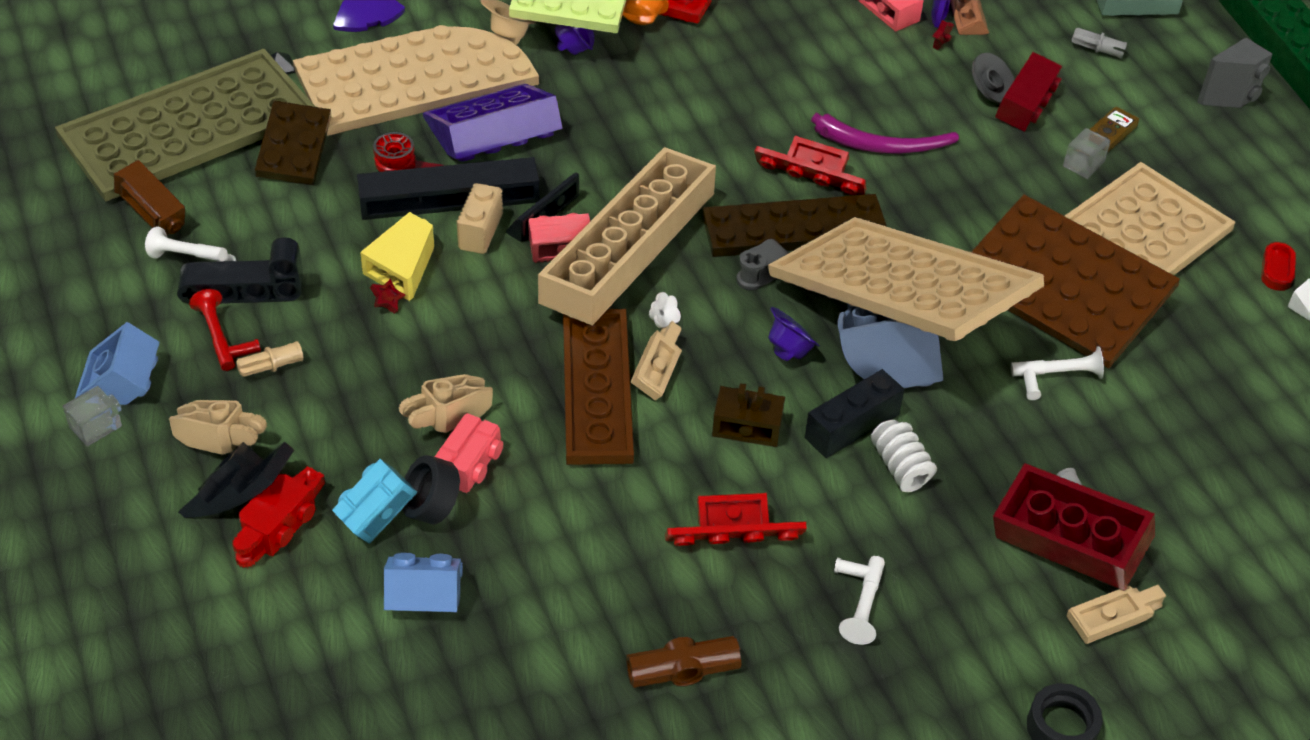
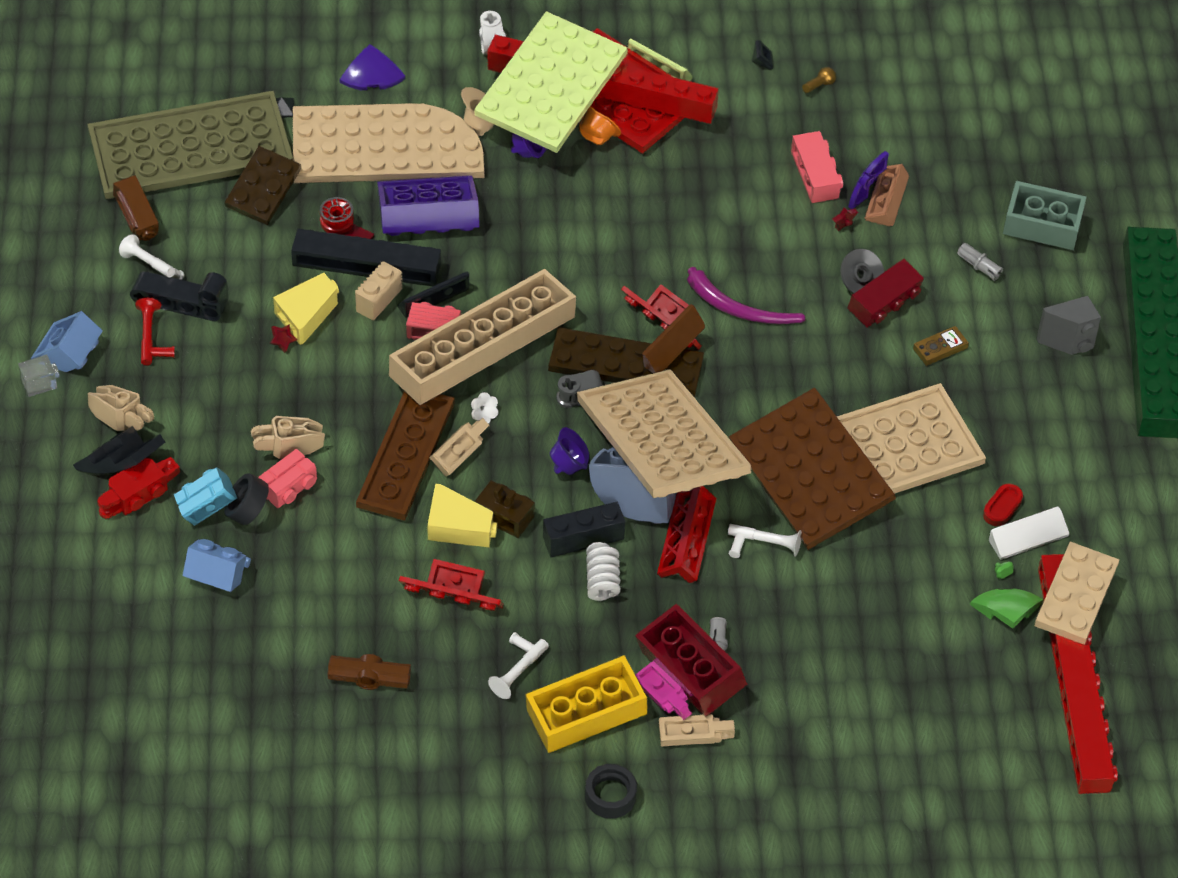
camera: 20 degrees right, 5 degrees up
(270, 359) = (177, 365): tan axle -> none
(701, 442) = (459, 519): none -> light yellow slope
(845, 185) = (673, 340): none -> reddish brown slope
(975, 619) = (586, 704): none -> yellow brick
(983, 397) = (692, 532): none -> red fence
(1055, 573) = (663, 690): none -> dark pink hinge
(1086, 153) = (900, 363): clear brick -> none

